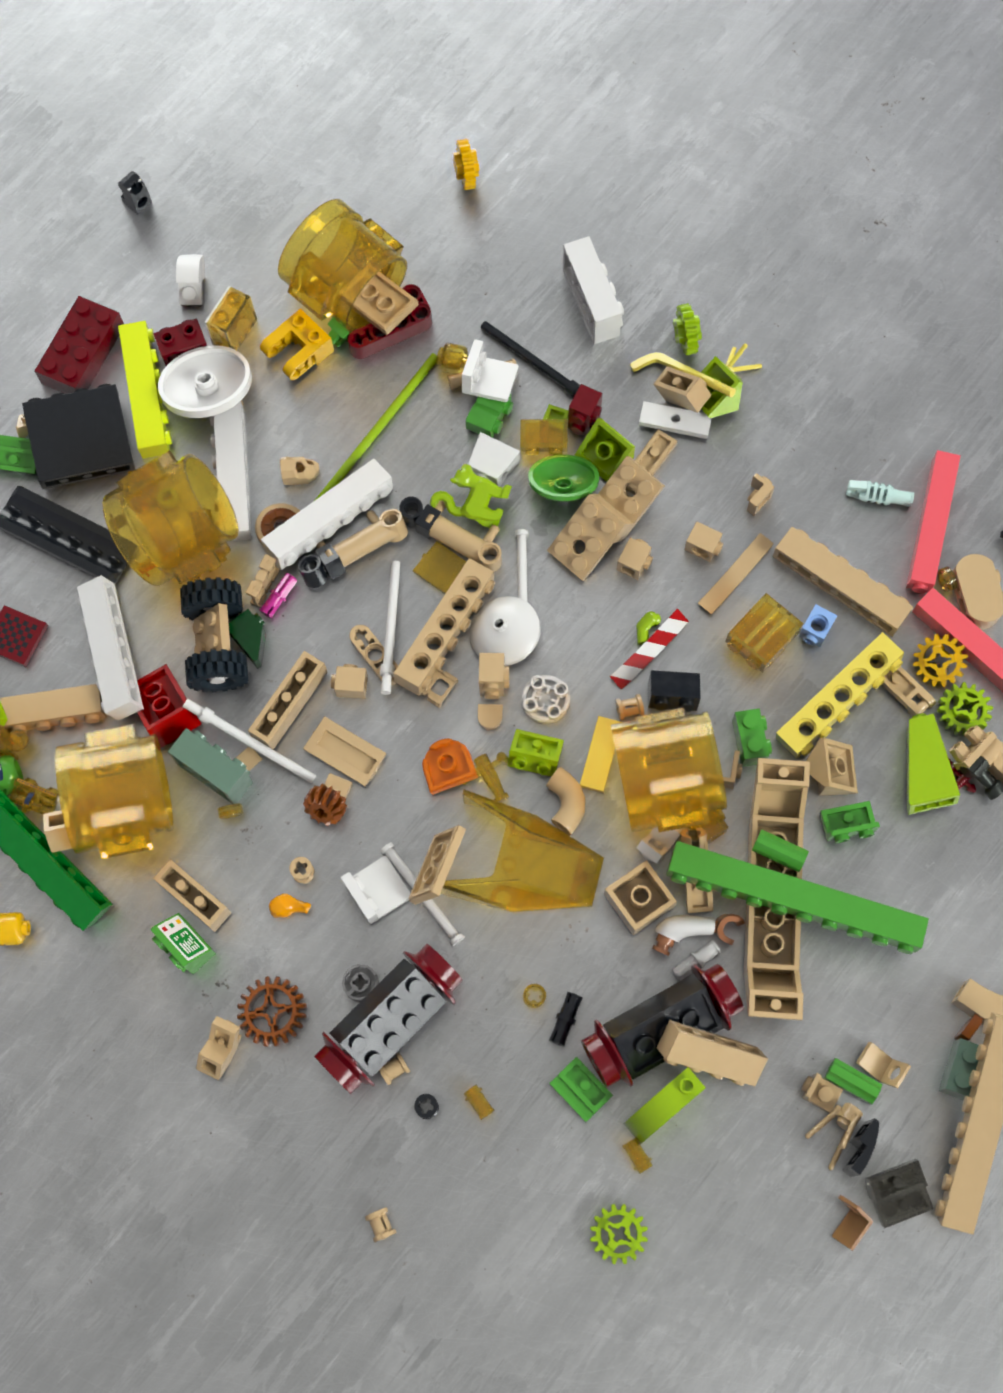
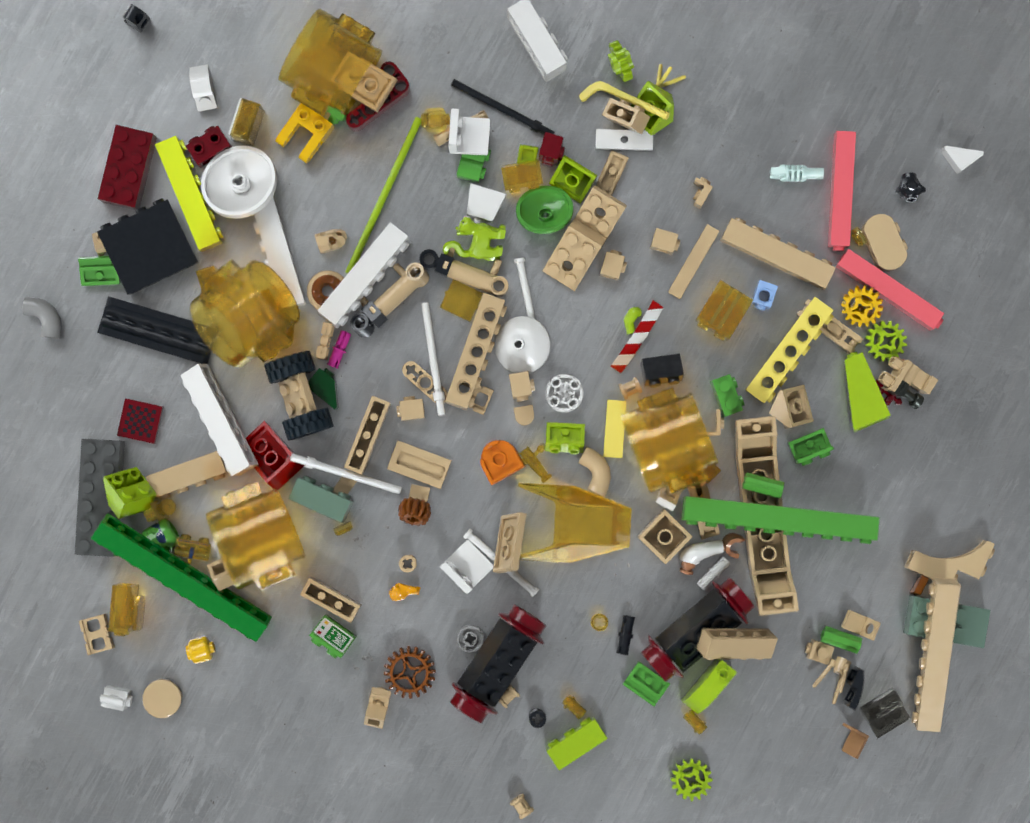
camera: 15 degrees left, 15 degrees up
(471, 1150) = (576, 742): none -> lime brick

